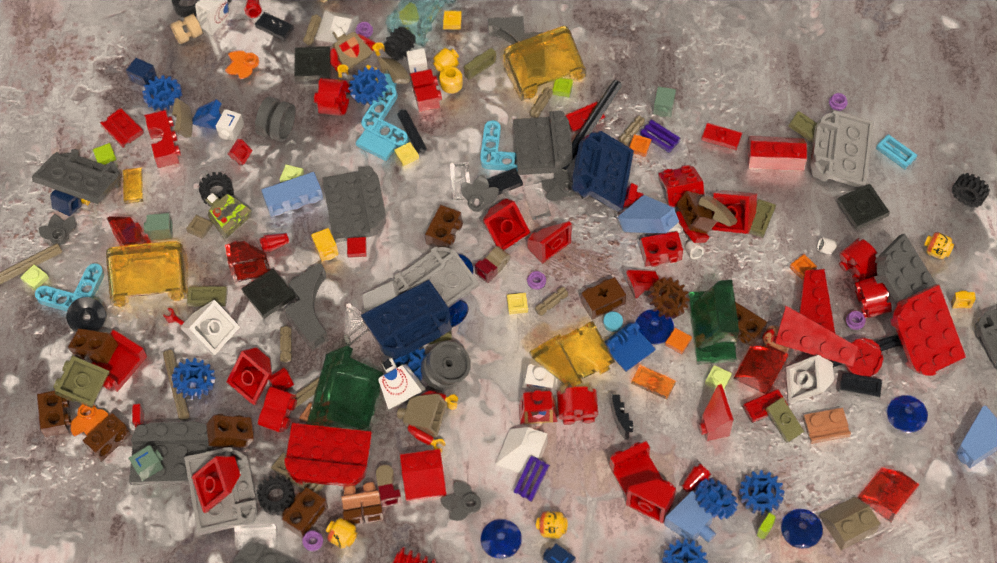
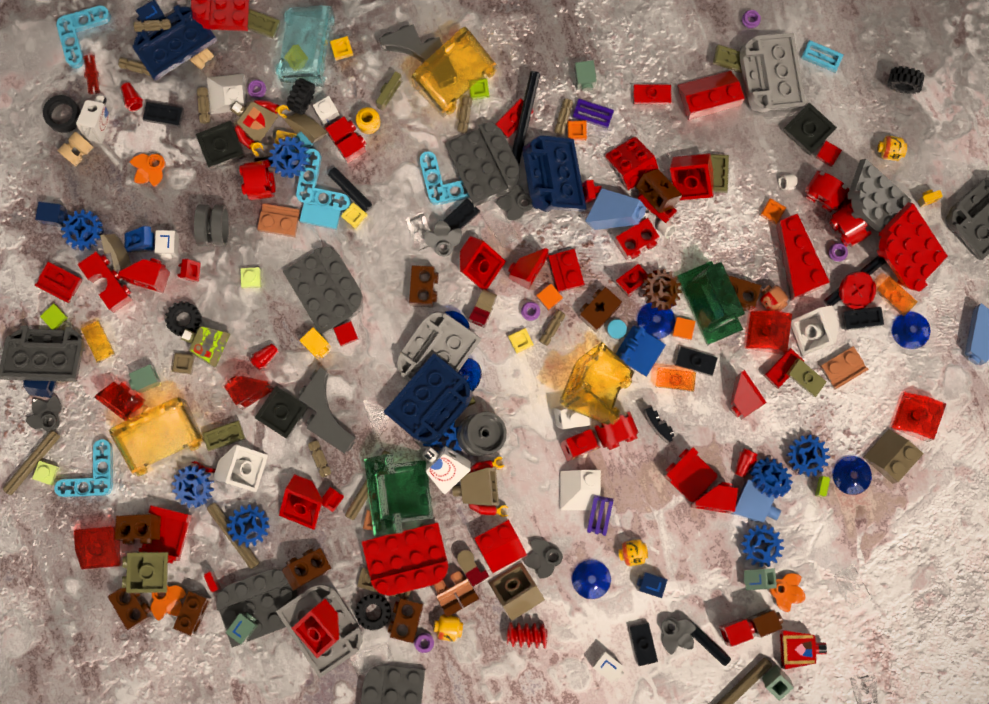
camera: 20 degrees left, 20 degrees up
(48, 352) = (97, 547): none -> clear red slope
(83, 307) = (116, 508): black dish -> none
(159, 328) = (199, 491): none -> blue gear
(199, 141) = (147, 274): none -> red slope
(277, 409) = (340, 530): red brick -> none
(292, 194) = (261, 300): medium blue brick -> none
(337, 137) = (278, 220): none -> nougat plate
(380, 295) = (391, 382): light grey tile -> none
(422, 523) = (516, 591): none -> dark tan slope
(445, 58) = (353, 99): yellow head -> none
(559, 274) = (549, 297): none -> orange tile
(584, 257) = (566, 270): none -> red plate
(681, 373) = (696, 361): none -> black plate
(718, 376) = (732, 354): yellowish green plate -> none
(722, 213) = (685, 186): dark tan slope -> none
(811, 338) = (804, 291): wing -> none
(875, 234) = (828, 153): none -> red tile
(901, 376) = (896, 296): none -> clear orange plate

